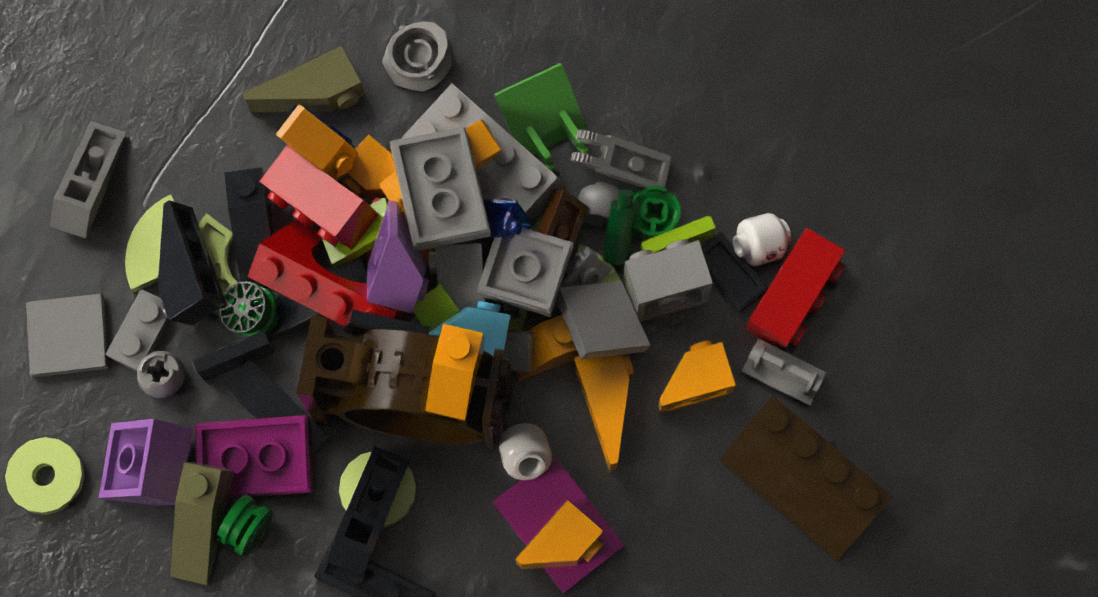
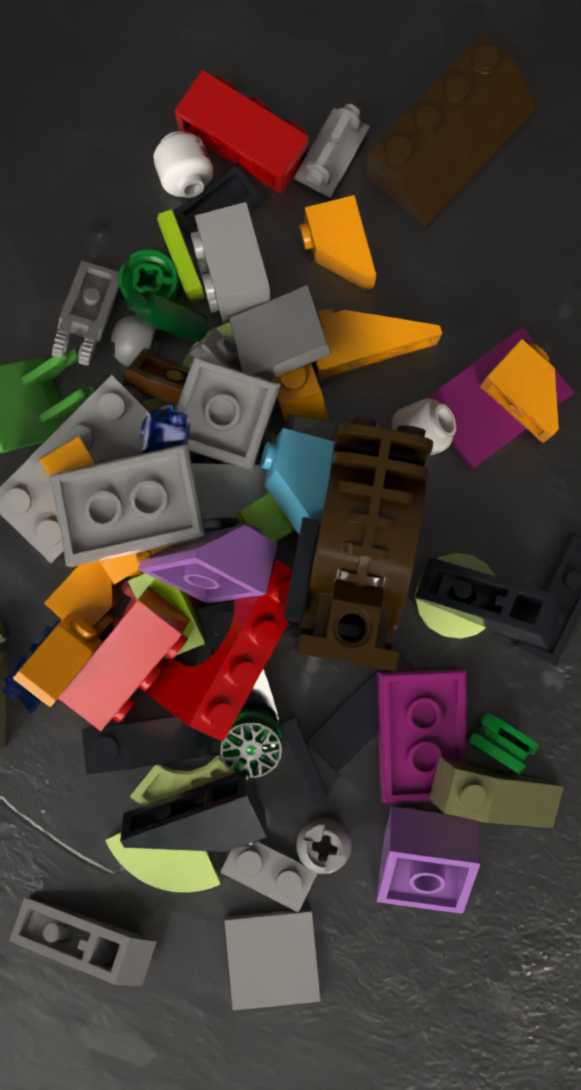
camera: 90 degrees left, 10 degrees up
(29, 460) = (441, 1004): yellowish green tile -> none
(454, 371) = (379, 473): light orange slope -> none

